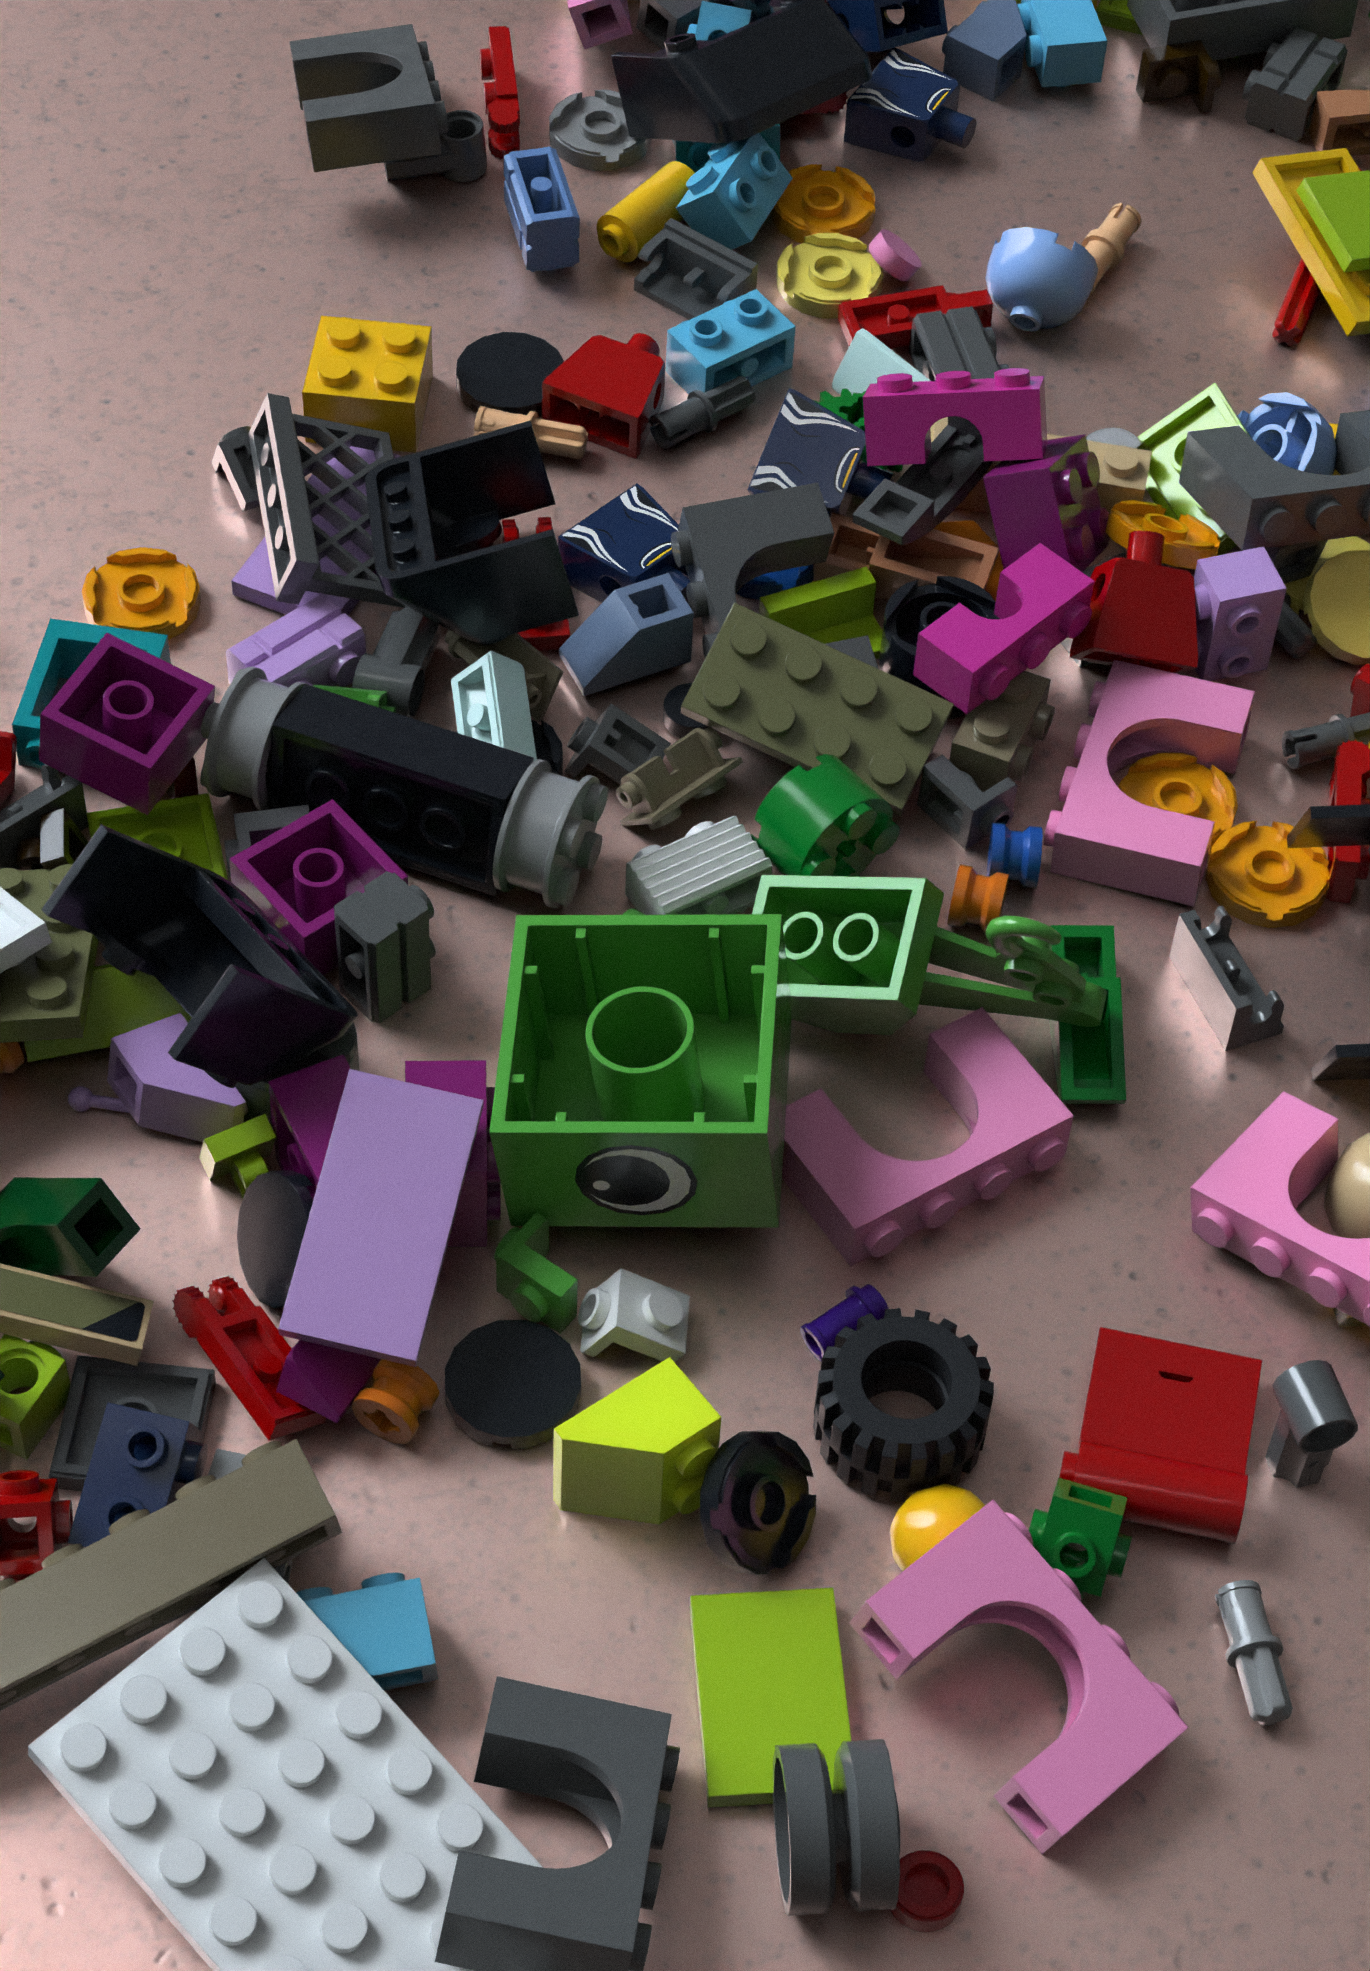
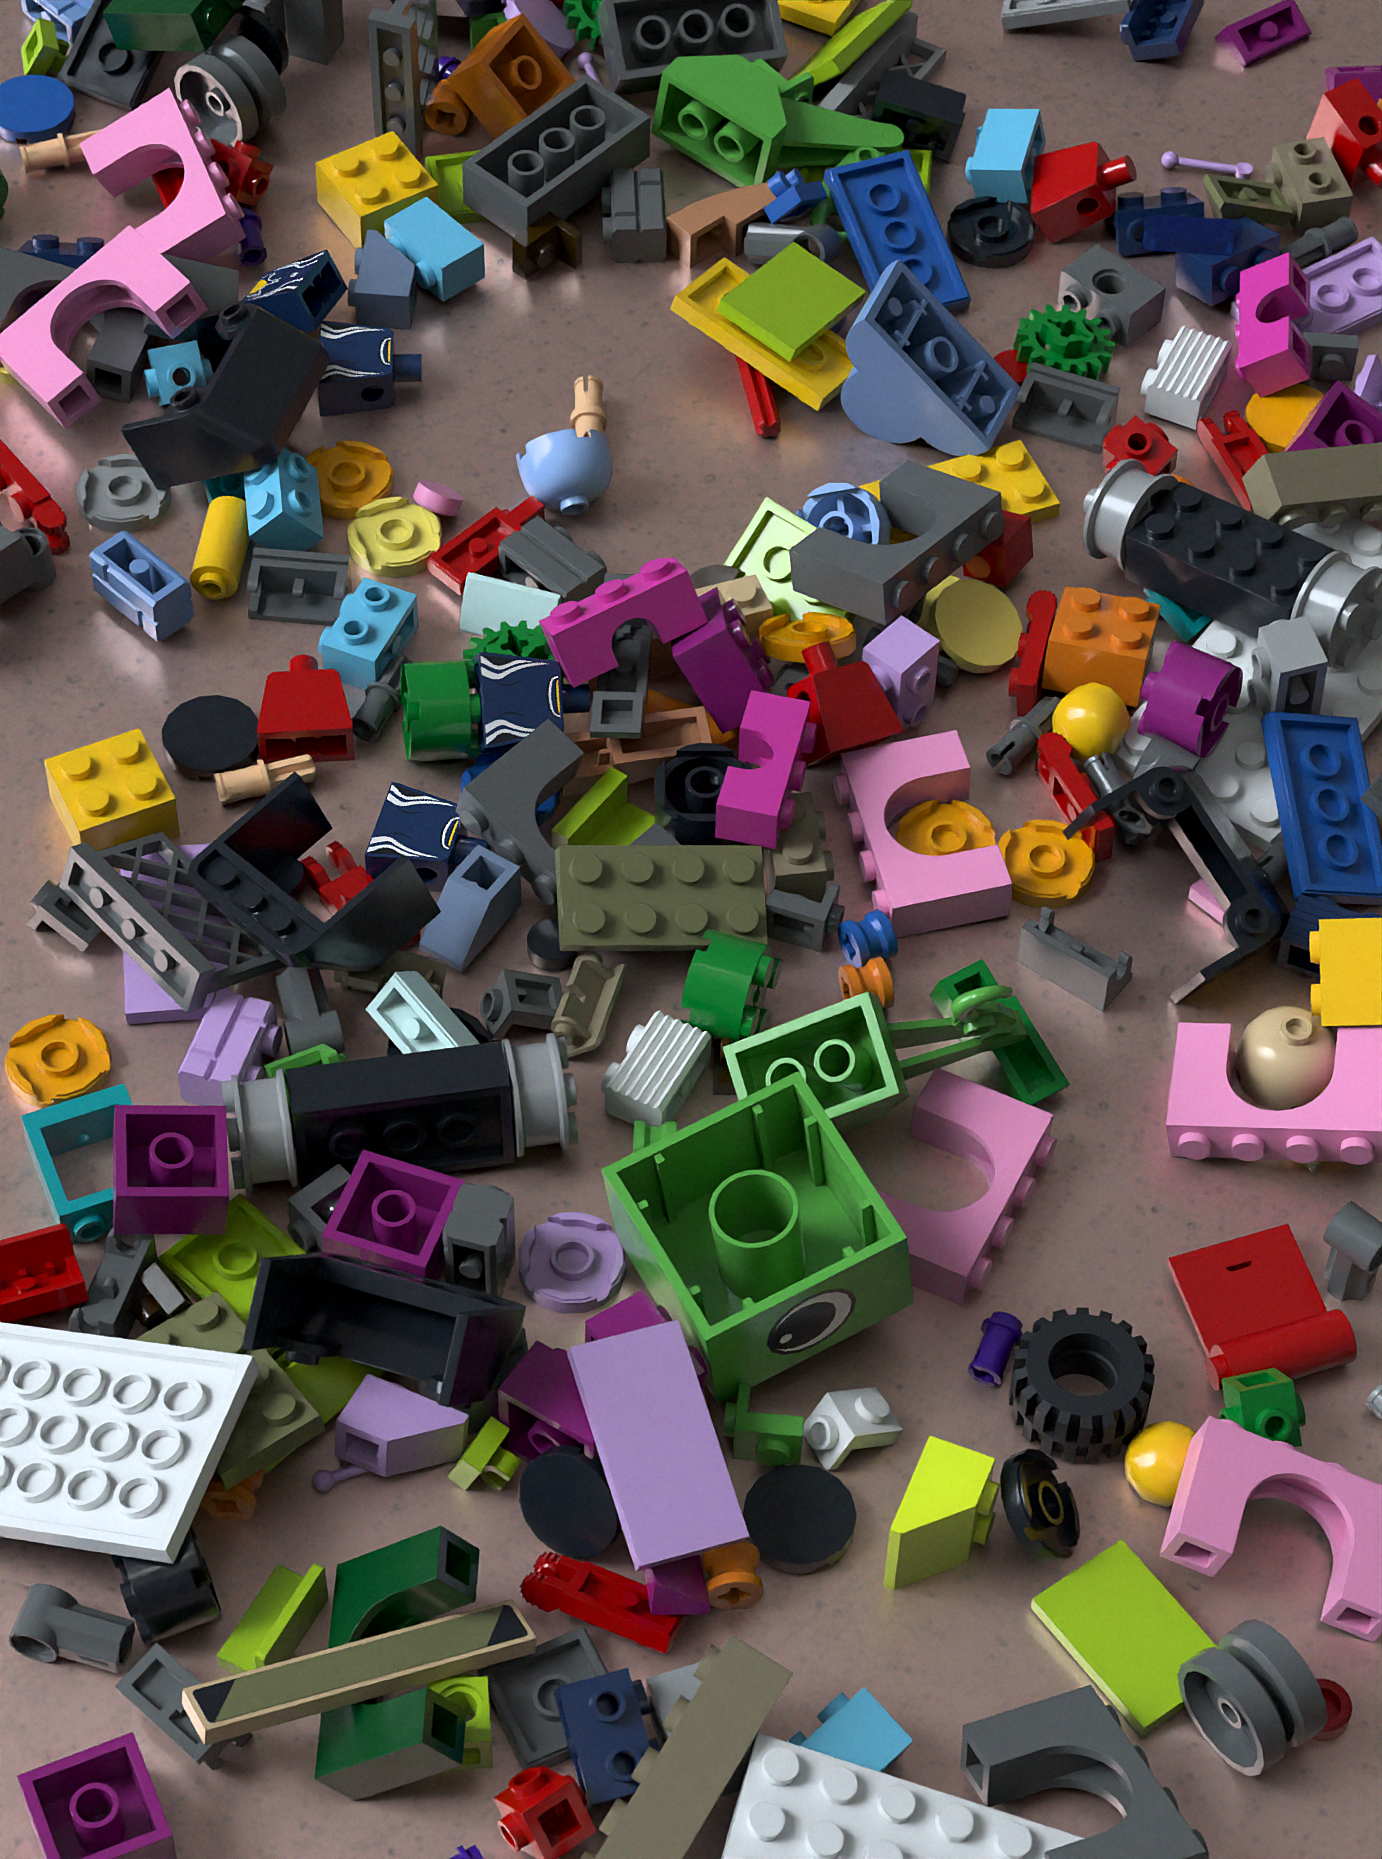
camera: 30 degrees left, 0 degrees up
(464, 1014) = (572, 1263): none -> lavender tile
(728, 436) = (439, 710): none -> green brick

